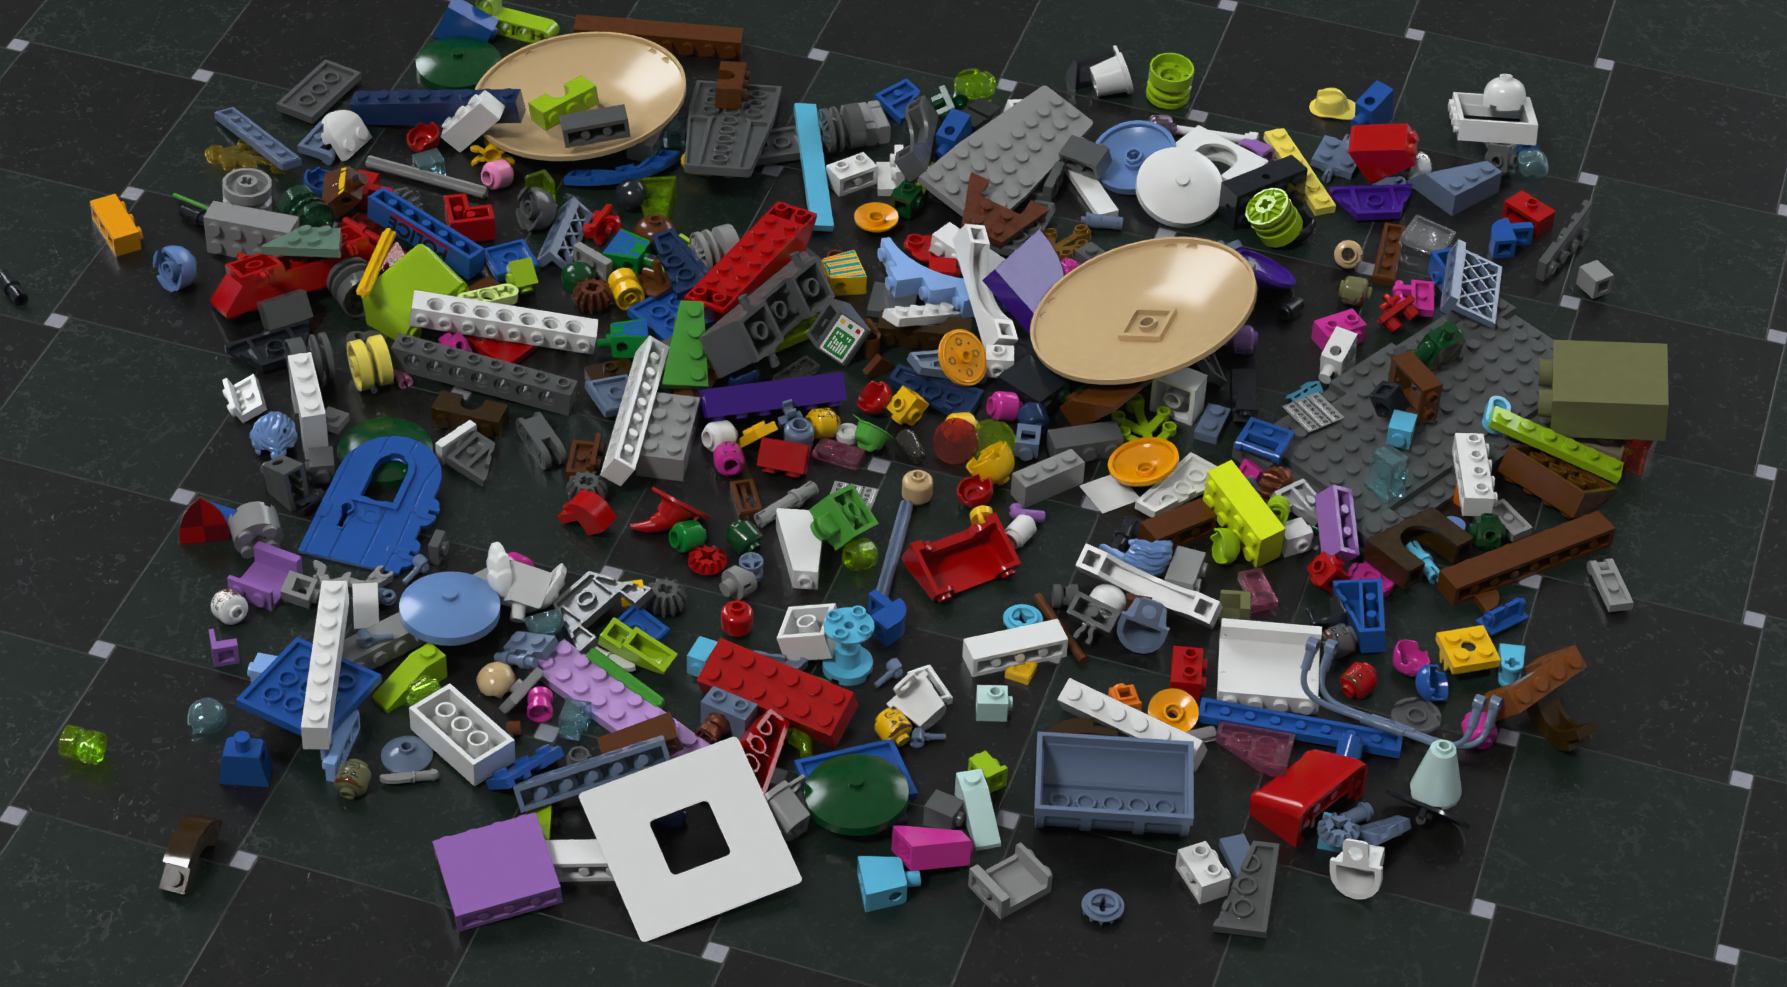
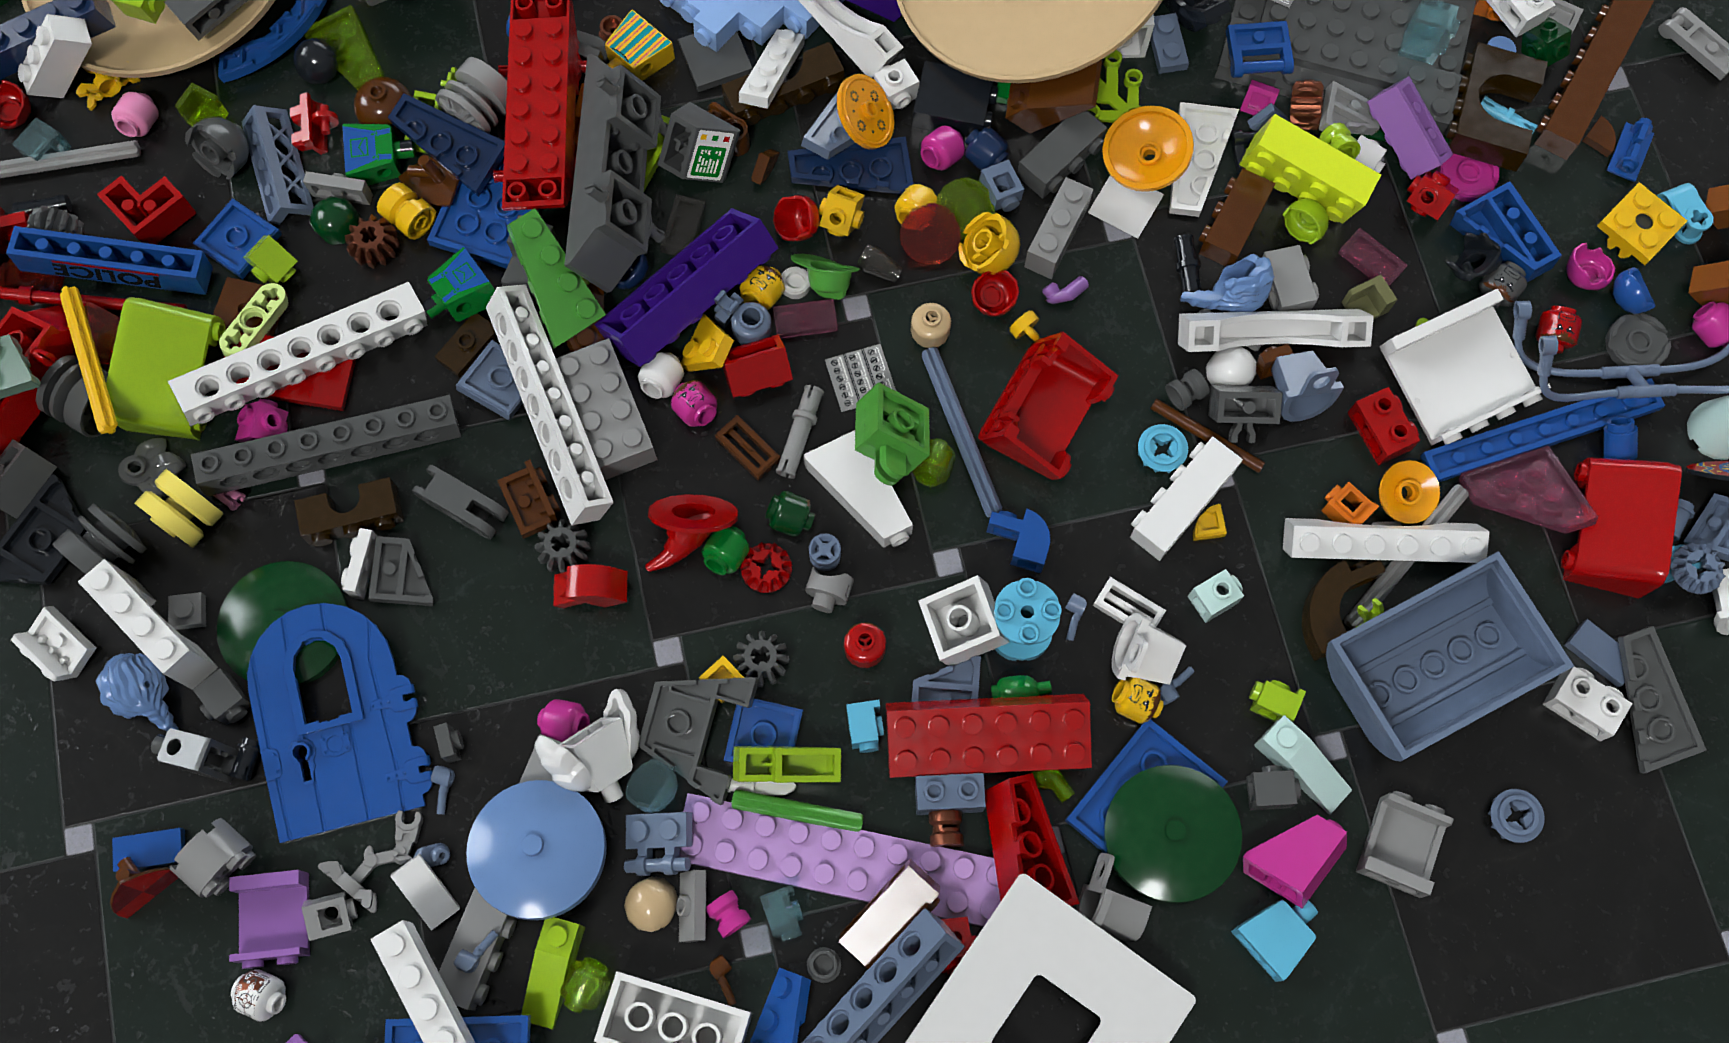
camera: 30 degrees left, 30 degrees up
(1021, 530) = (1078, 320): white brick -> none

